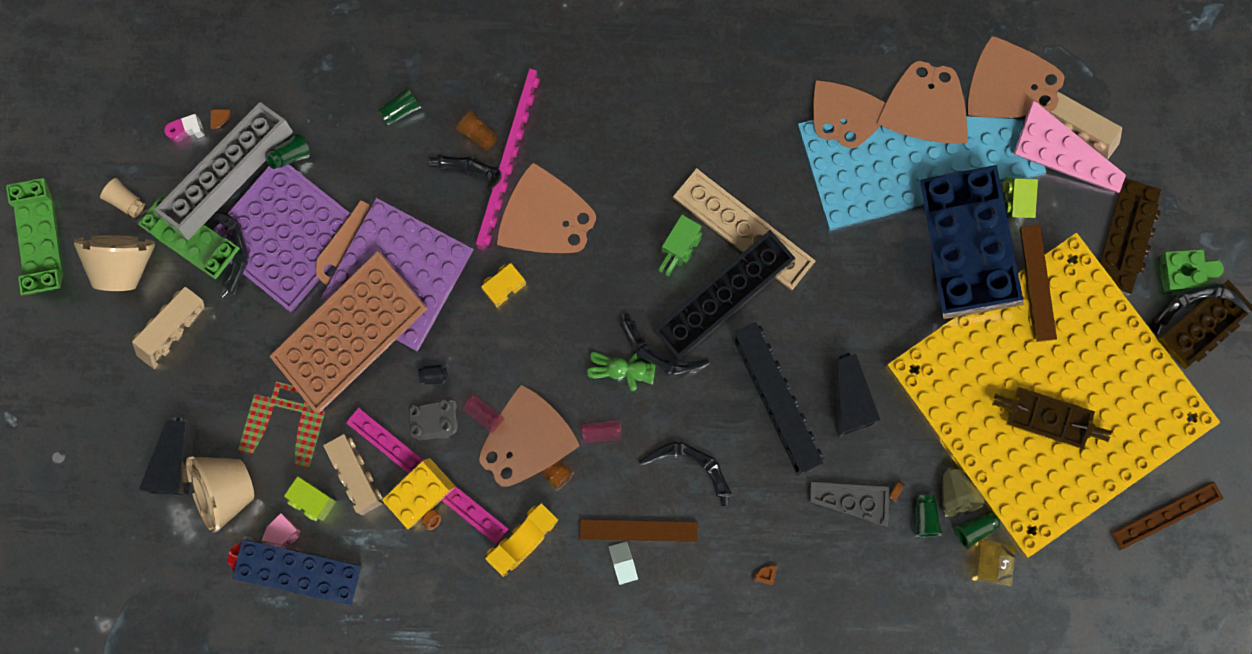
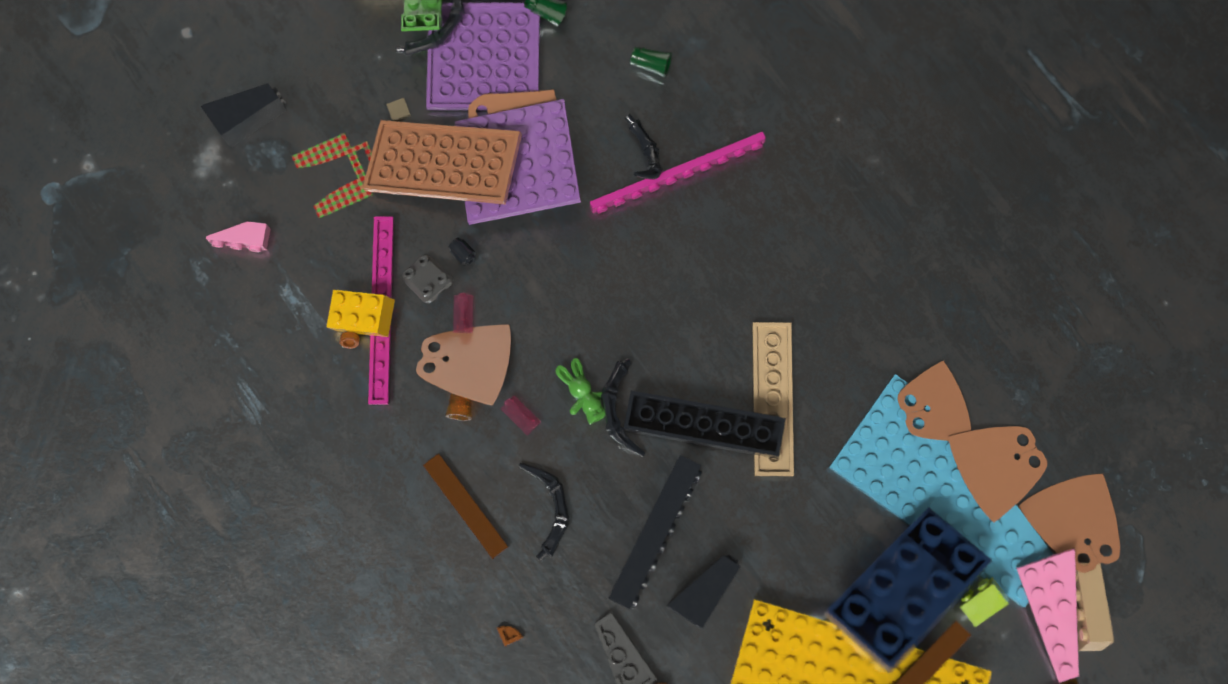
camera: 50 degrees right, 0 degrees up
(167, 326) = (343, 28): tan wedge -> none
(220, 488) = (249, 164): tan cone -> none
(272, 335) = (398, 110): none -> dark tan tile
(294, 570) = (229, 268): dark blue piece -> none
(309, 498) = (293, 236): lime brick -> none
(353, 474) = (338, 254): tan wedge -> none
(477, 131) = (680, 132): clear orange plant -> none
(502, 284) = (575, 247): yellow brick -> none
(523, 541) = (382, 422): yellow brick -> none
(537, 214) = (655, 230): nougat piece -> none
(623, 563) = (430, 513): light aqua slope -> none
(680, 244) = (717, 357): bright green brick -> none

